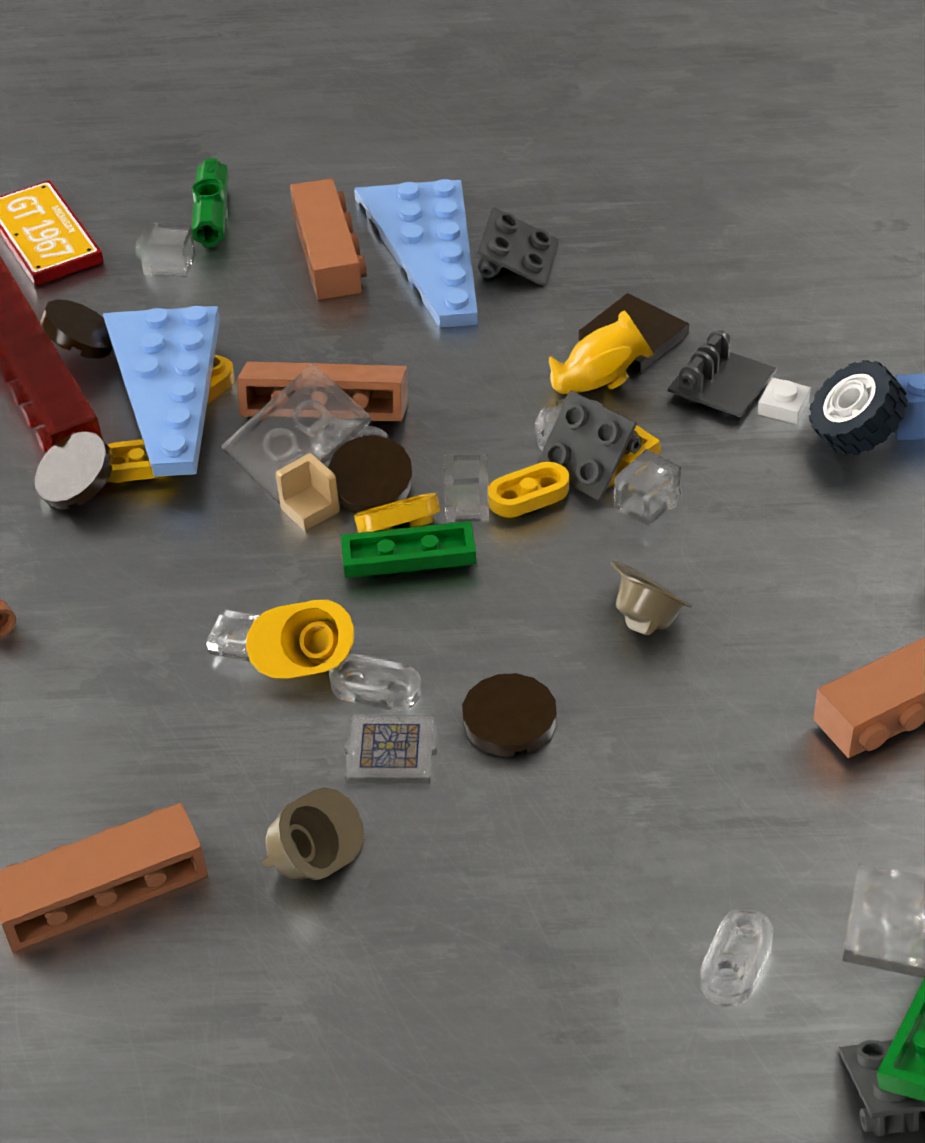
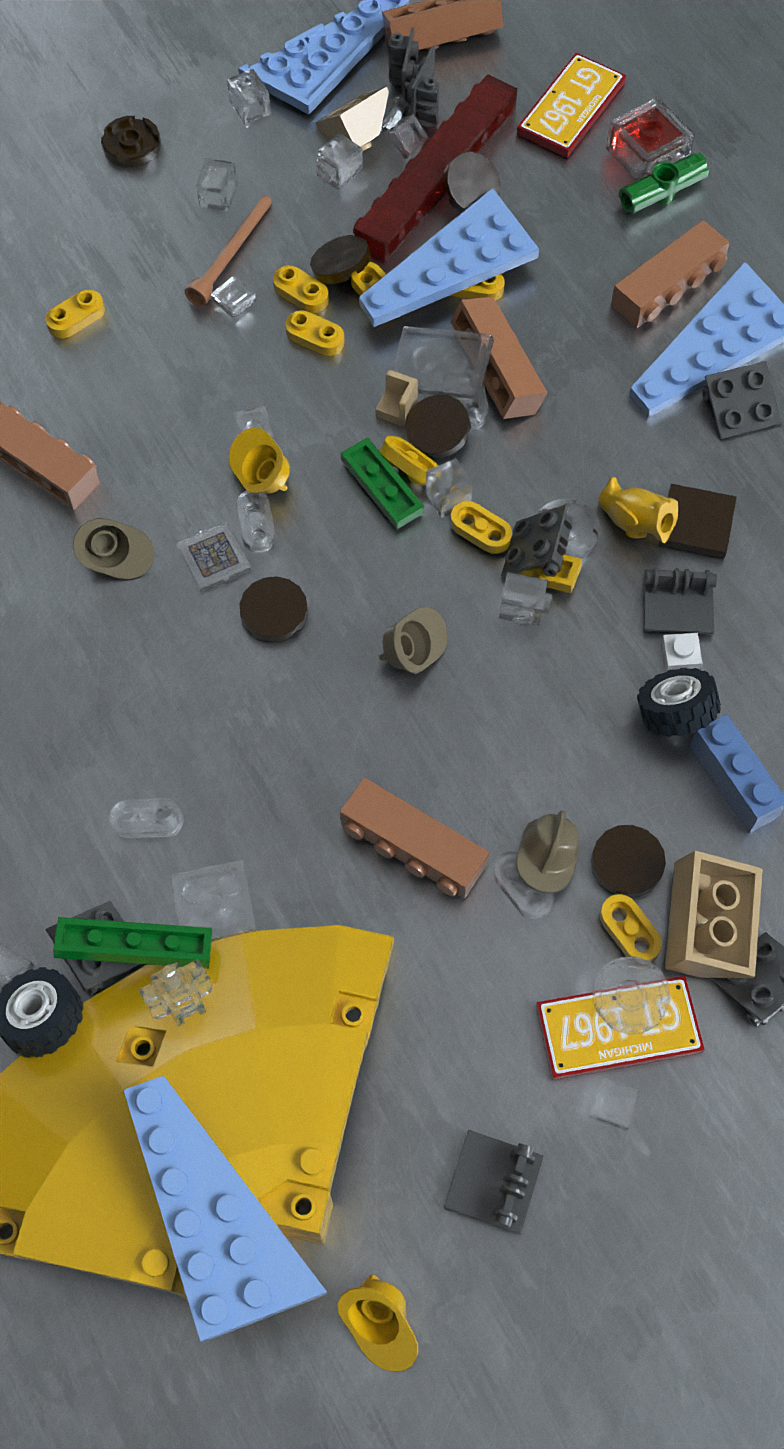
camera: 60 degrees right, 20 degrees up
(33, 587) = (234, 296): none -> clear plate
(74, 527) = (296, 286): none -> yellow plate
(147, 537) = (313, 331): none -> yellow plate
(154, 187) = (648, 137): none -> clear piece
(166, 249) = (593, 186): clear brick -> none

